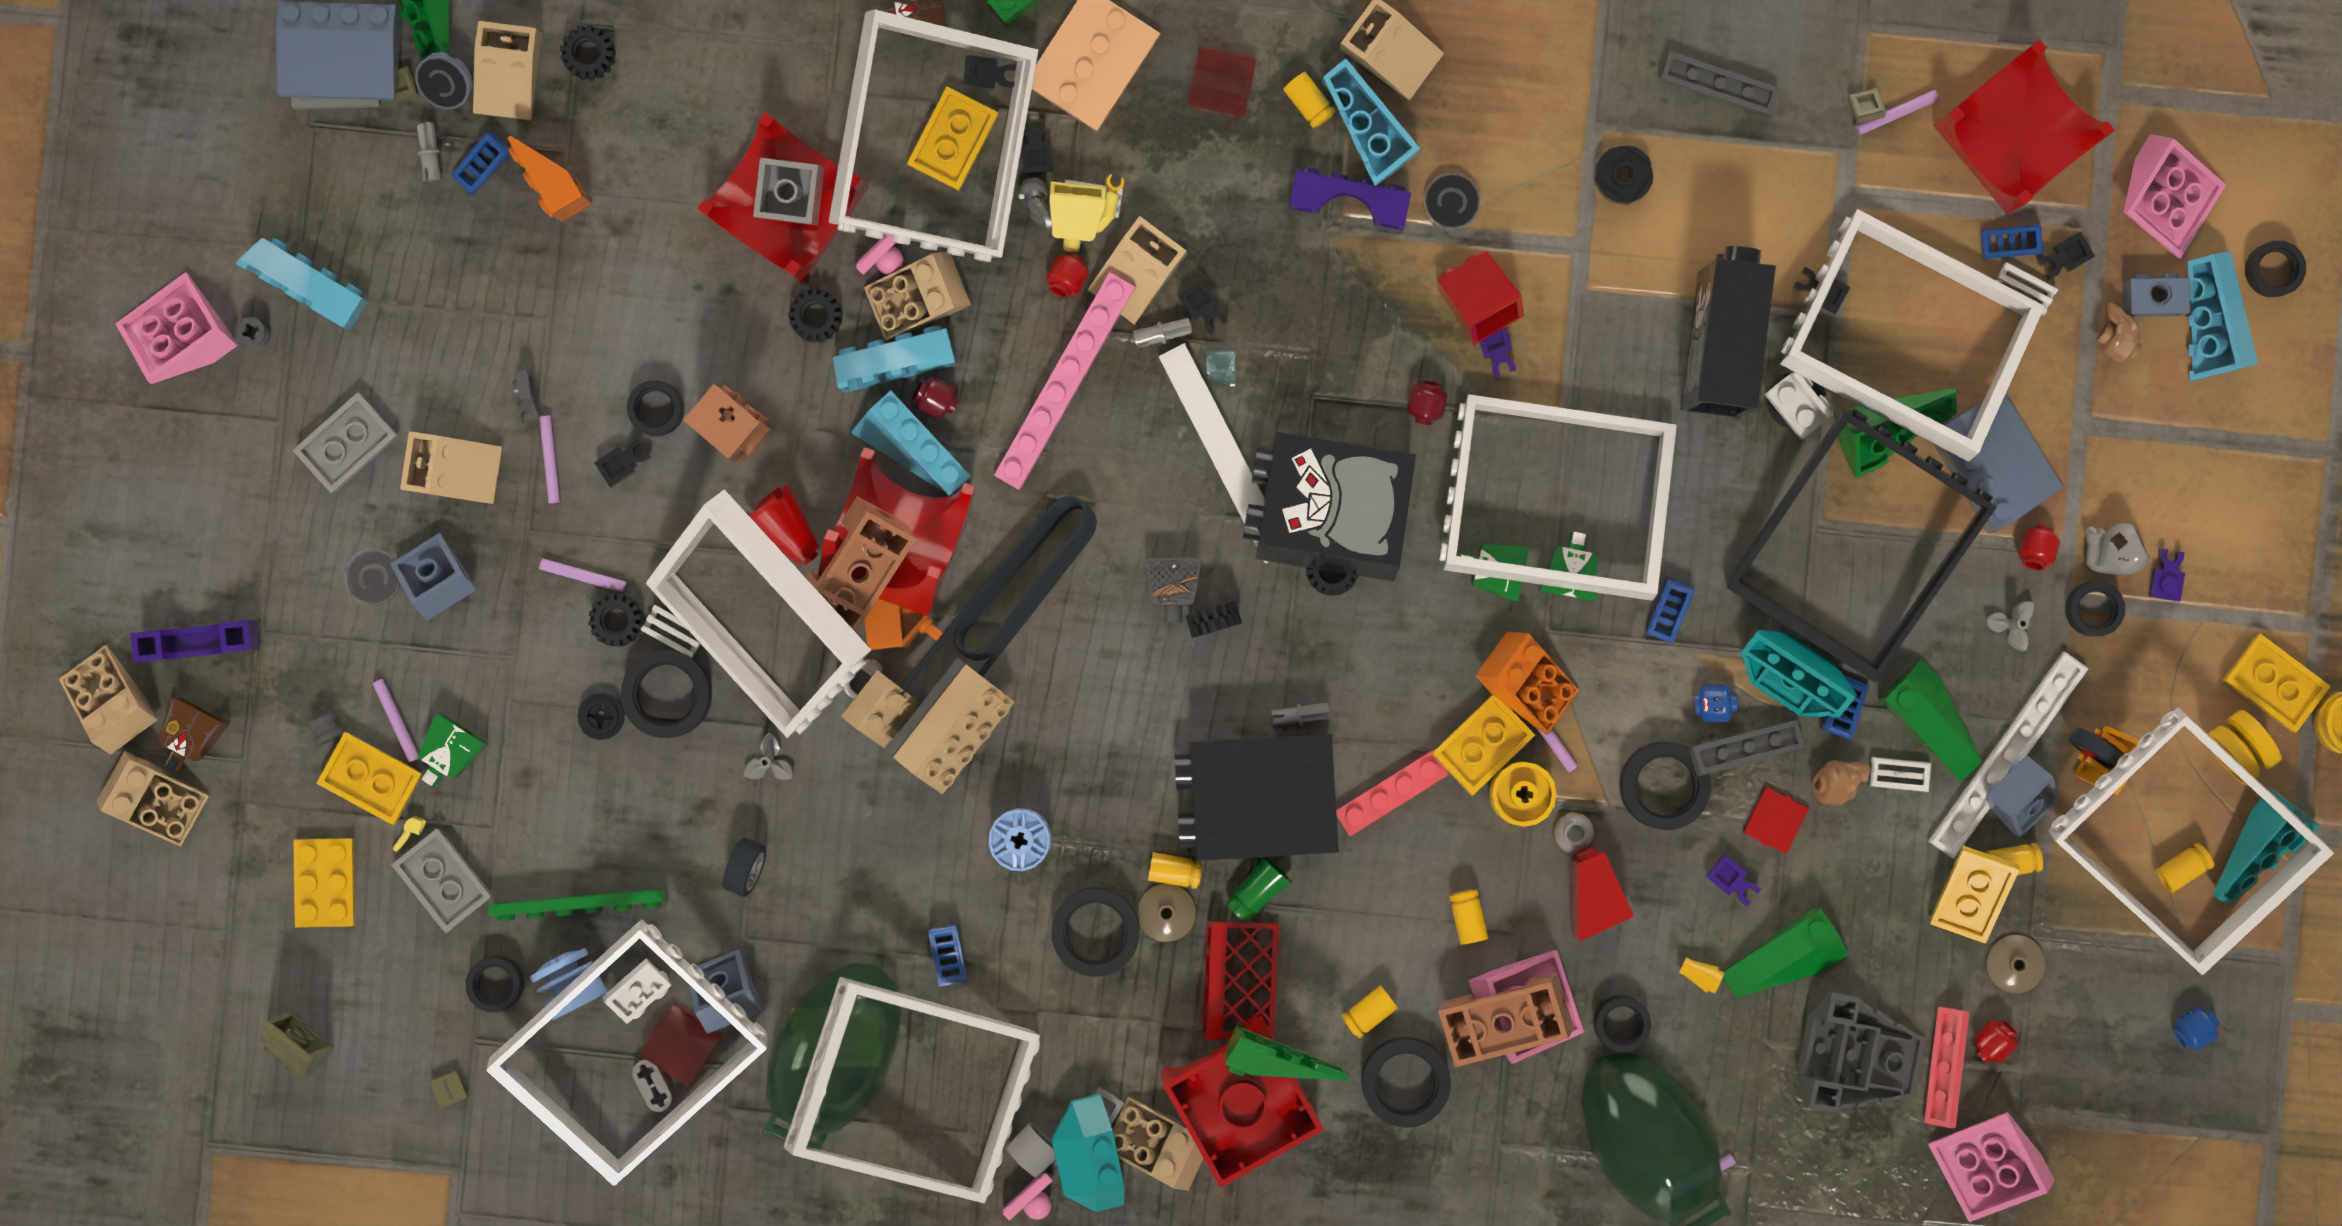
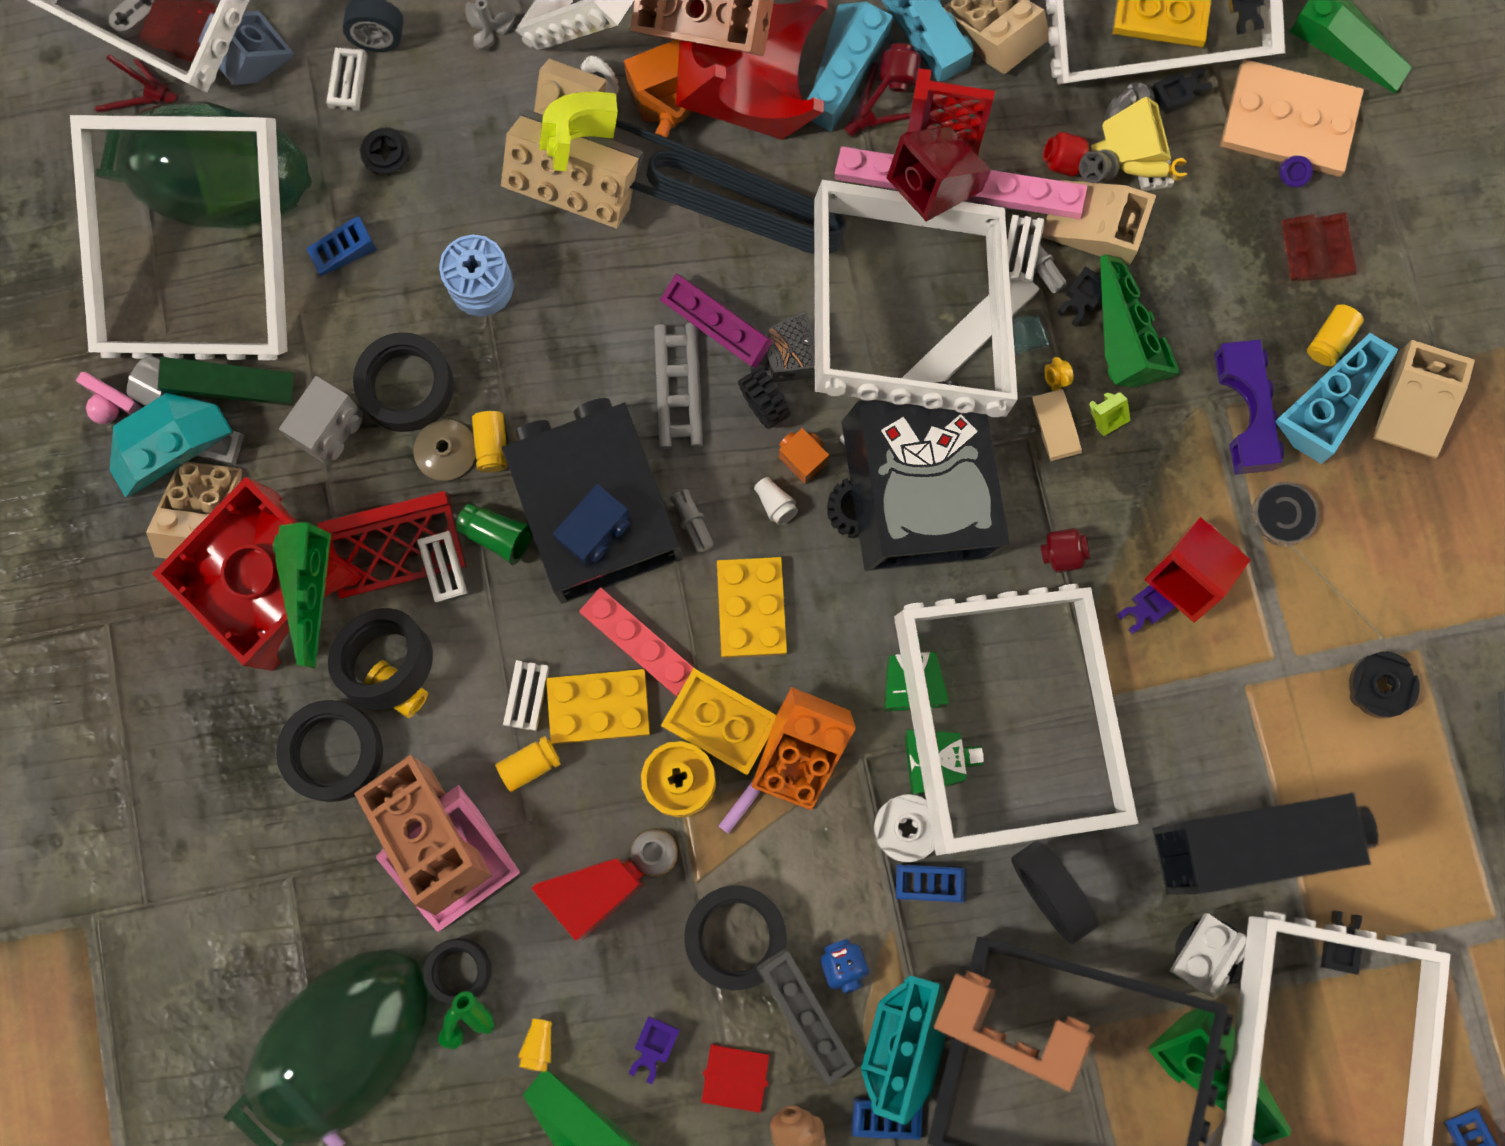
camera: 75 degrees right, 10 degrees down
(739, 1086) = (152, 90): none -> dark red plant
(804, 915) = (344, 101): none -> white tile
(856, 899) = (373, 146): none -> black gear
(911, 706) = (576, 117): none -> neon yellow arch
(969, 444) = (863, 115): none -> dark red plant
(1005, 400) = (928, 100): none -> red fence
(1051, 1088) = (225, 381): none -> dark green tile
(1063, 403) = (936, 171): none -> dark red slope
(1085, 427) = (965, 218): none -> white door
(1092, 253) = (1091, 164): none -> dark grey wheel
(1115, 1011) = (322, 421): none -> light grey brick
(1128, 639) = (716, 320): none -> magenta plate
(1138, 356) = (1026, 222): none -> white tile
(1146, 76) = (1295, 171): none -> dark purple tile
(1162, 674) = (692, 399): none -> light grey bar
(1249, 942) = (450, 593): none -> white tile
(1259, 279) = (1130, 342): none -> green wedge
(1268, 354) = (1058, 374): none -> yellow plate
(1271, 600) = (803, 454): none -> orange brick
(1295, 802) = (593, 525): none -> dark blue brick
(1305, 637) = (777, 503): none -> white cone
(1313, 371) = (1056, 425): none -> tan slope
(1313, 1032) = (360, 633): none -> black tyre
(1318, 321) = (1110, 413): none -> lime tile
(1391, 687) = (751, 607): none -> yellow plate
(1430, 913) = (512, 699): none -> white tile
(1436, 843) = (598, 706): none -> yellow plate
(1621, 632) = (890, 838): none -> white plate
(1659, 1020) = (472, 1012): none -> green plant
(1712, 514) = (1055, 891): none -> black tyre
(1788, 621) = (965, 1013): none -> nougat plate

